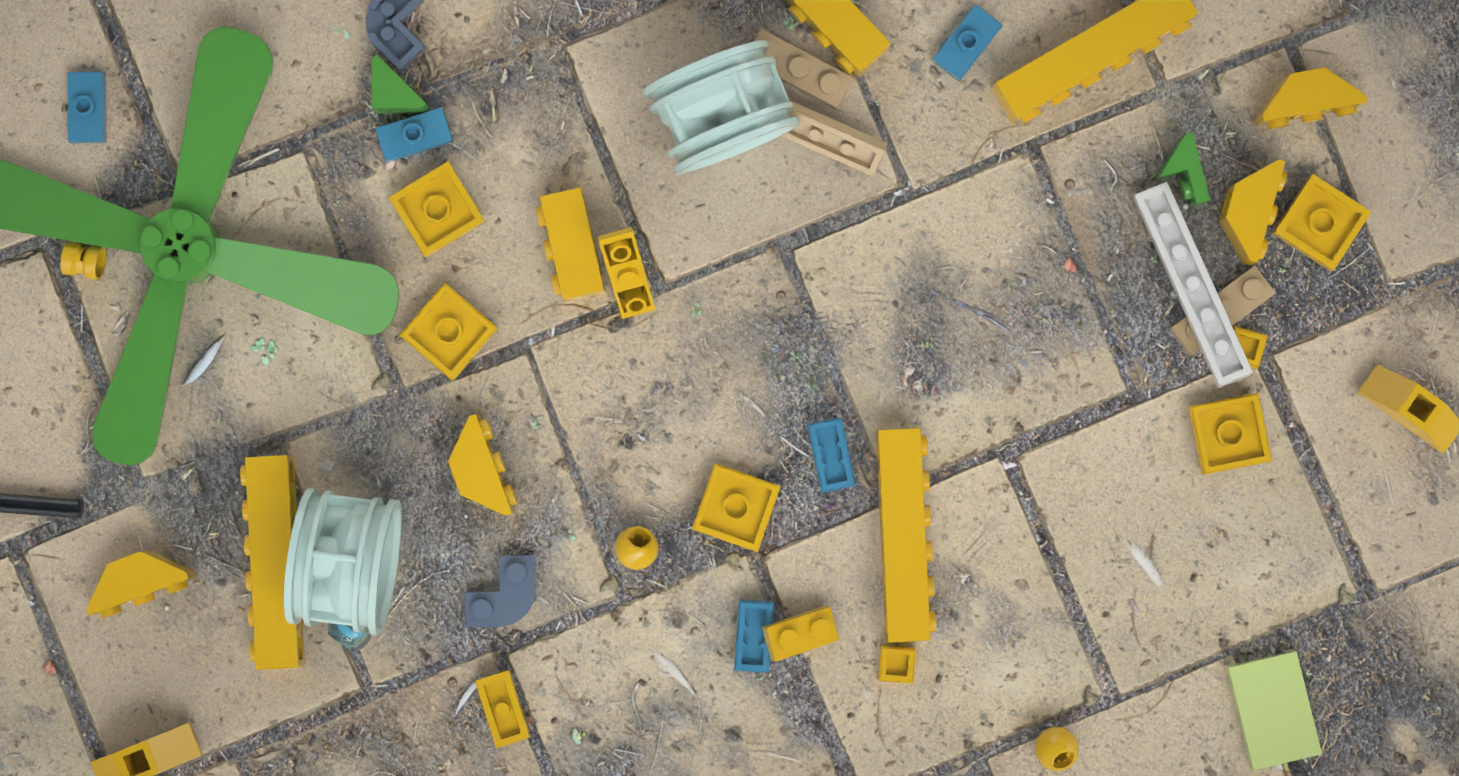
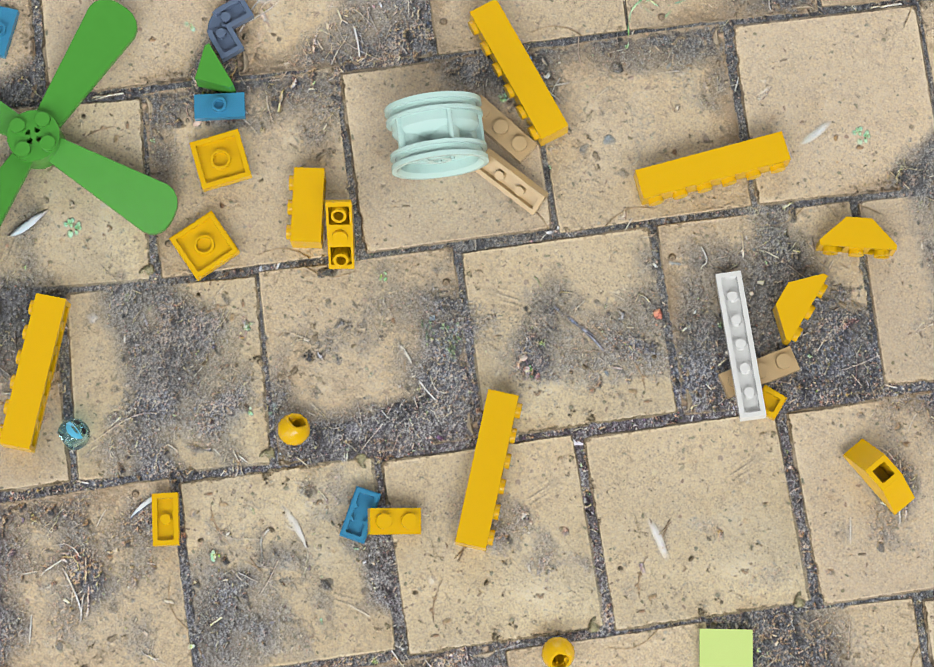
camera: 20 degrees right, 10 degrees down
(342, 561) = (83, 378): light aqua wheel -> none
(479, 469) = (198, 345): yellow slope -> none
(513, 600) = (195, 445): sand blue plate -> none
(736, 507) = (372, 420): yellow plate -> none
(831, 455) = (450, 400): dark azure plate -> none
(896, 664) = (458, 563): yellow tile -> none
(967, 42) = (623, 141): dark azure plate -> none
(1186, 161) = (756, 260): bright green slope -> none
(1229, 433) = (742, 460): yellow plate -> none
(1321, 222) = (845, 327): yellow plate -> none

